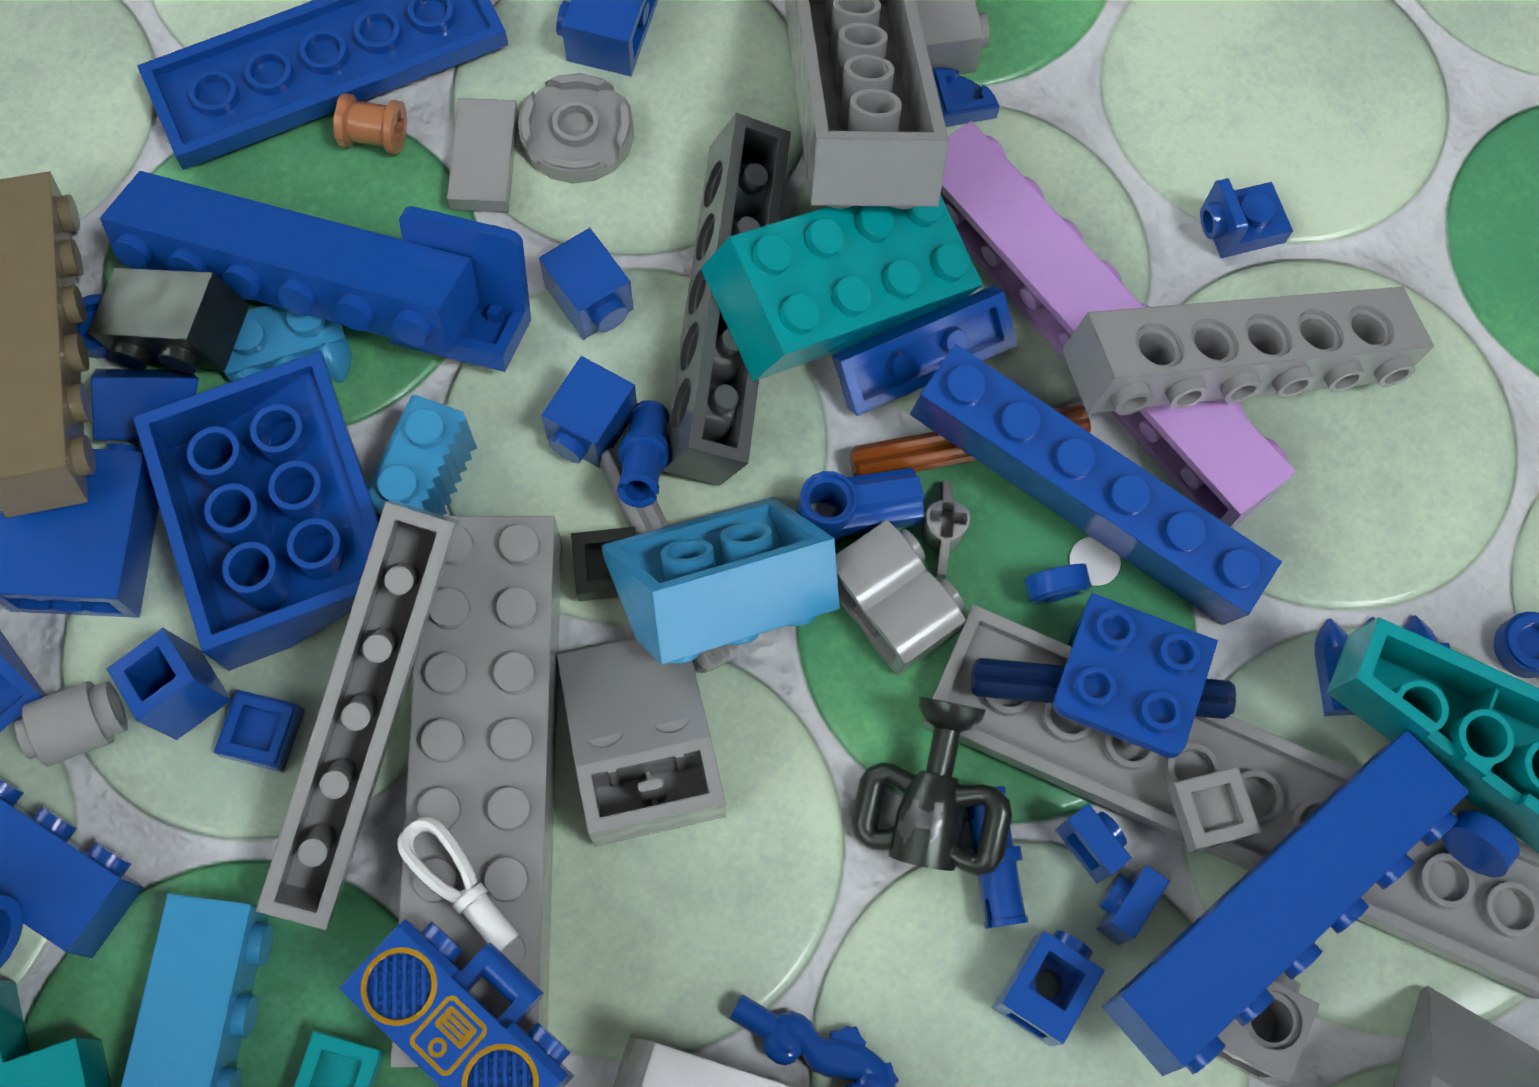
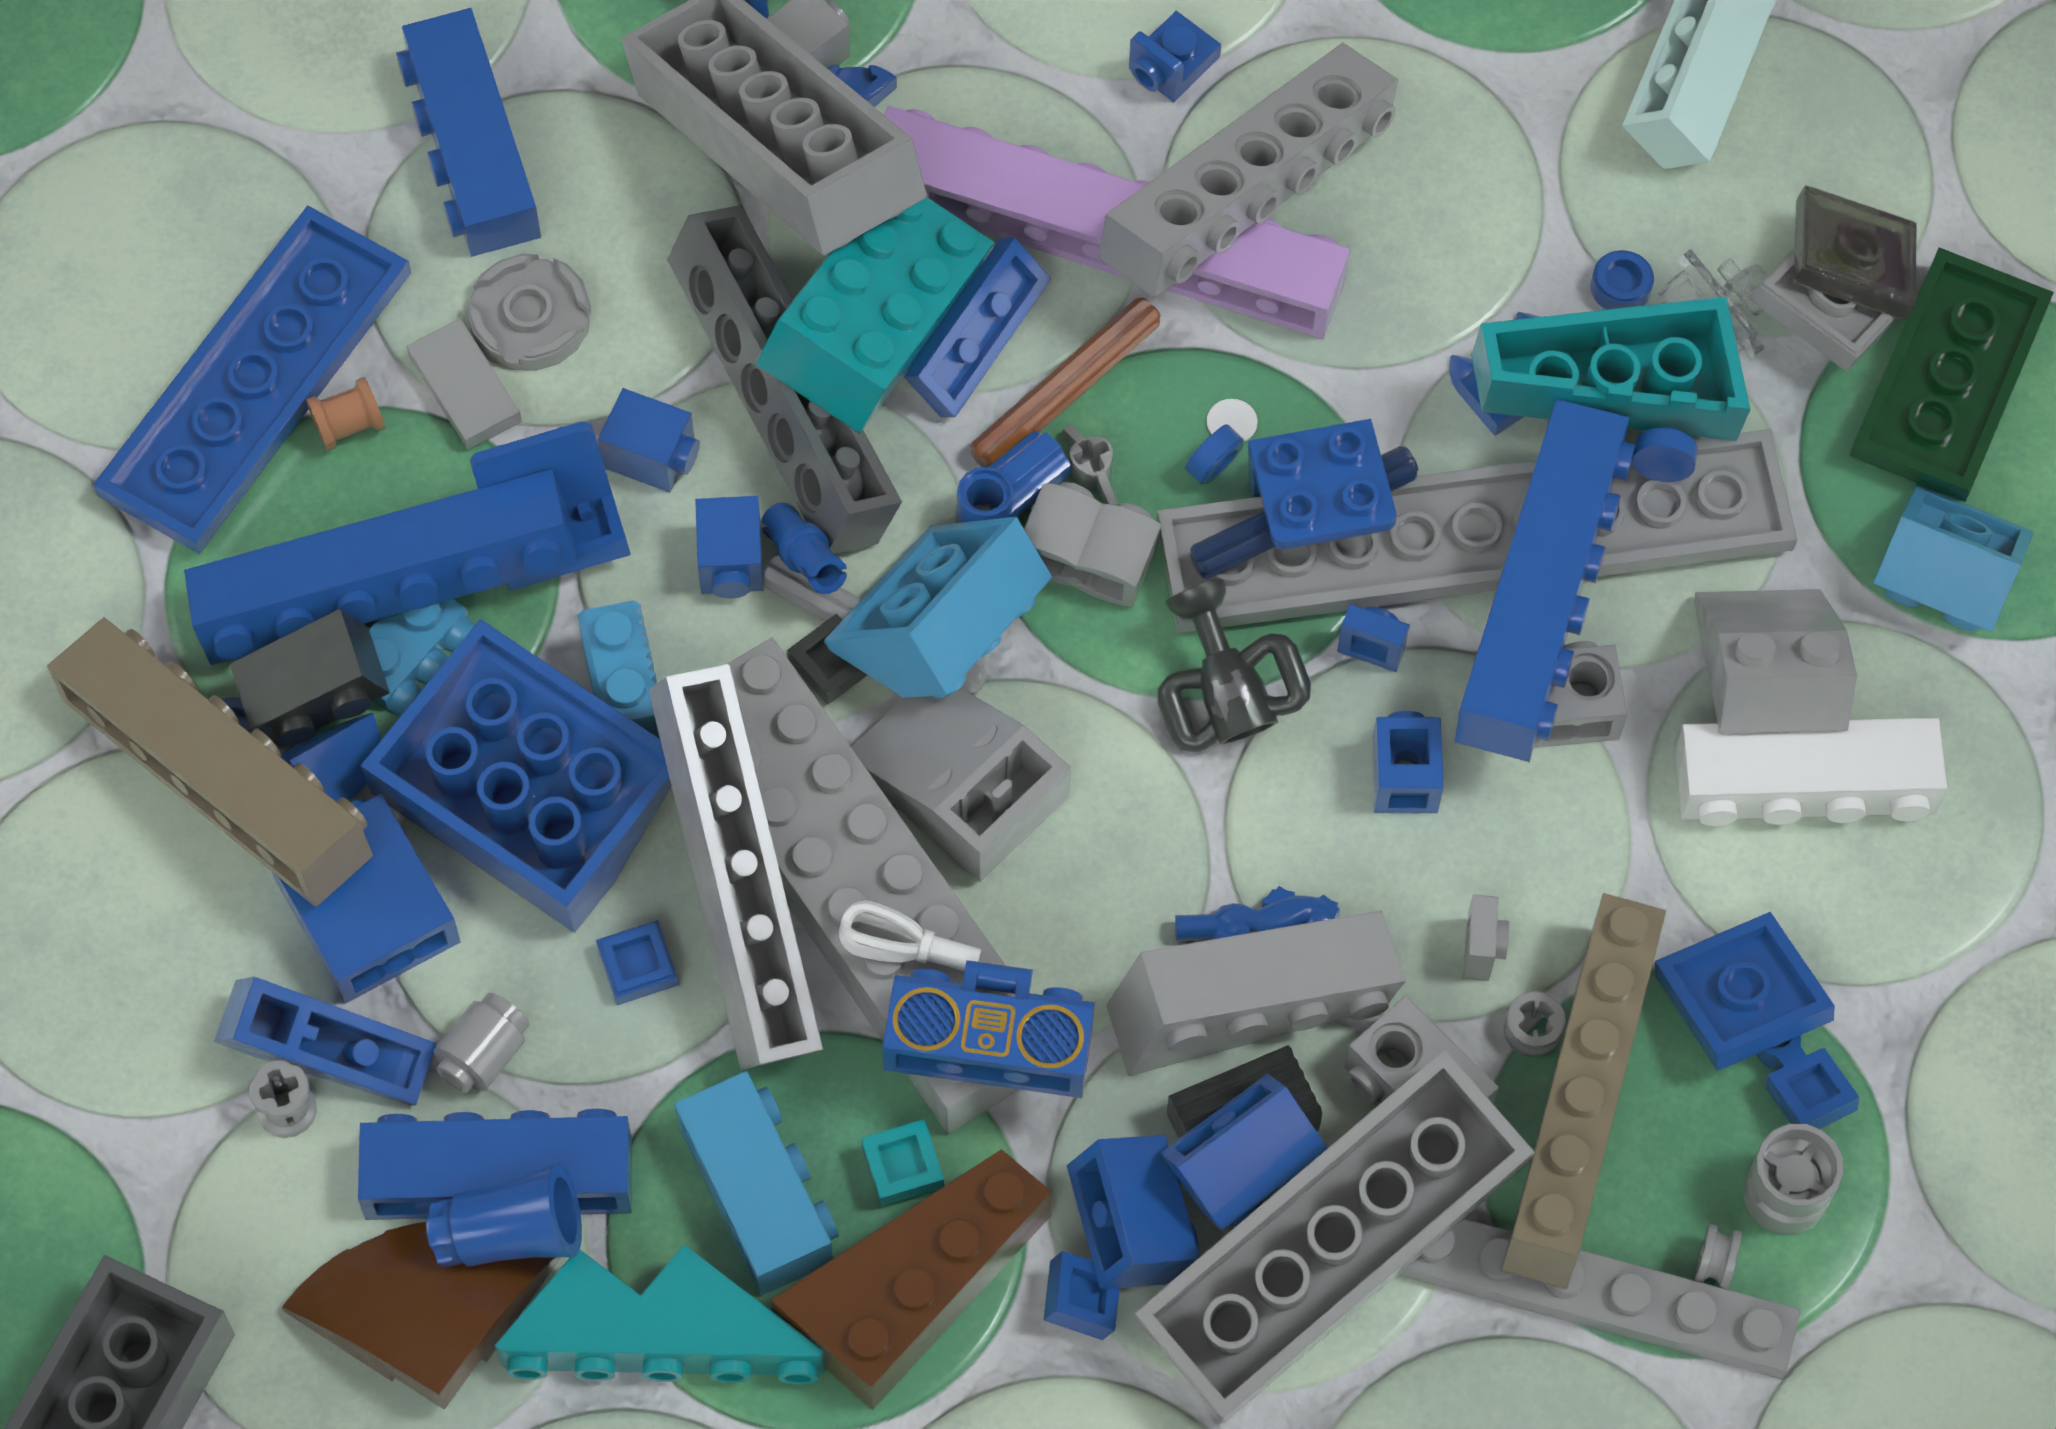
camera: 30 degrees left, 5 degrees down
(168, 684) = (547, 958): blue brick -> none
(1002, 888) = (1320, 713): blue pin -> none
(1095, 487) = (1192, 357): blue brick -> none
(1129, 903) = (1429, 664): blue plate -> none
(1213, 809) = (1448, 551): light grey plate -> none

